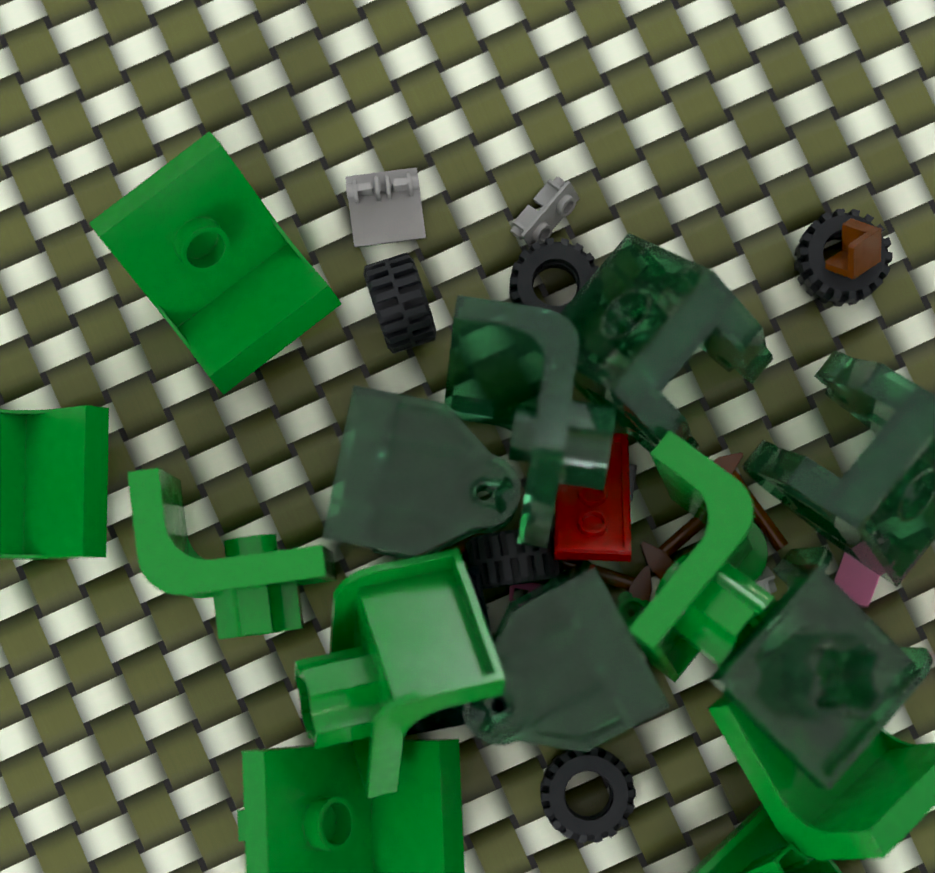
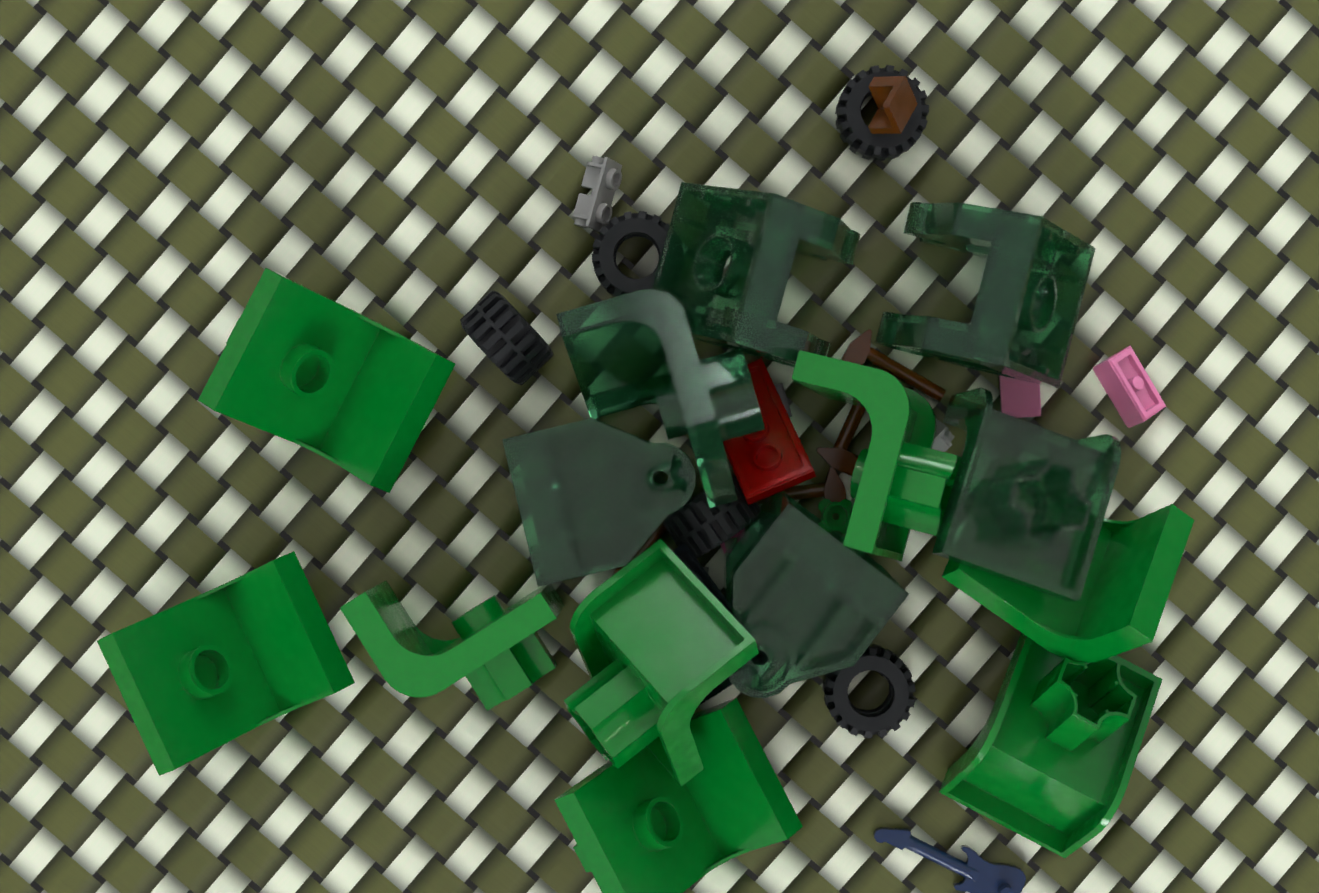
camera: 30 degrees left, 5 degrees up
(385, 207) = (452, 254): light grey hinge -> none

